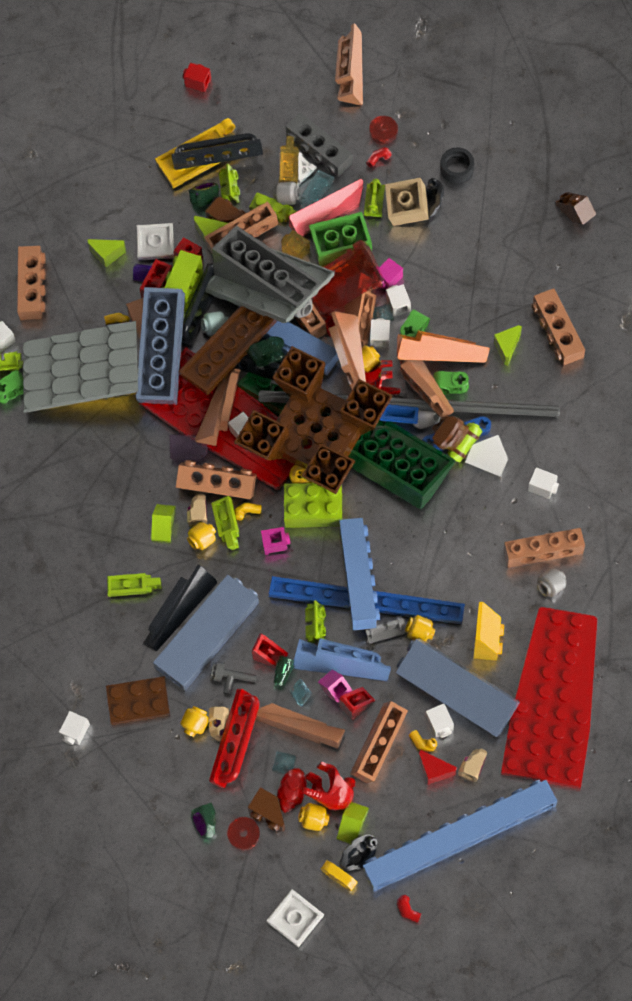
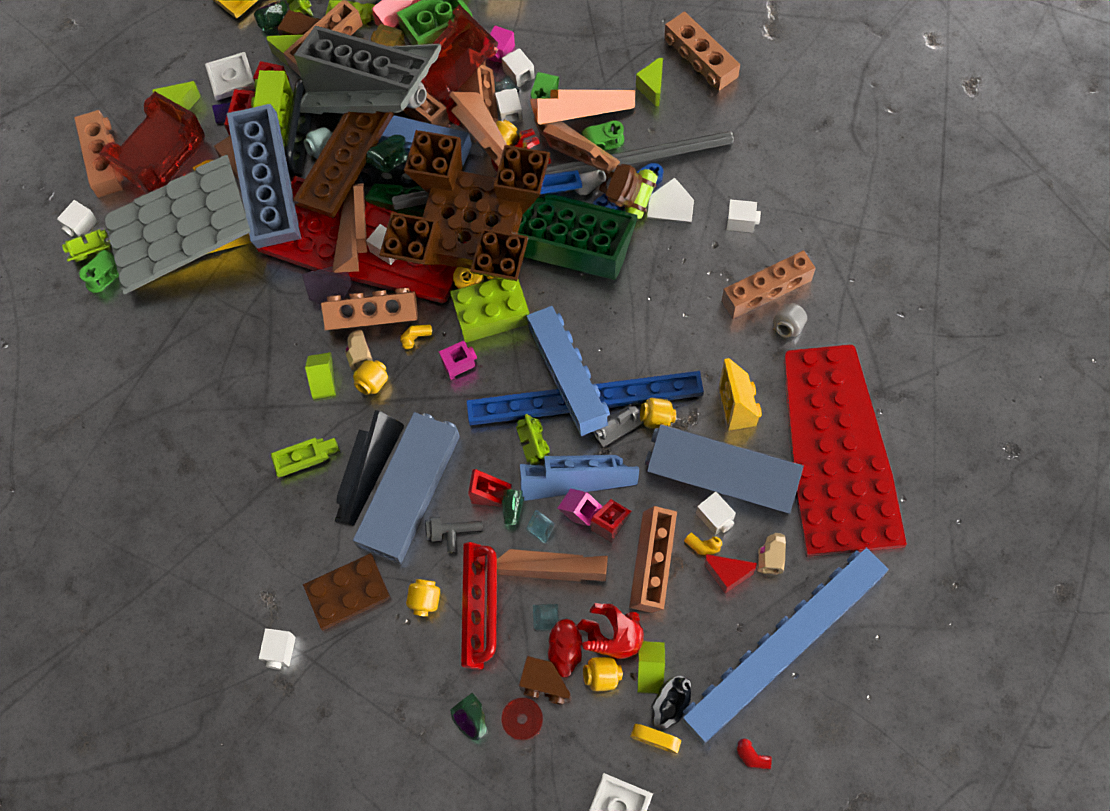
camera: 15 degrees left, 0 degrees up
(79, 290) = (157, 145): none -> clear red windscreen
(217, 721) = (451, 589): tan rock -> none
(226, 521) = (395, 353): lime hinge -> none

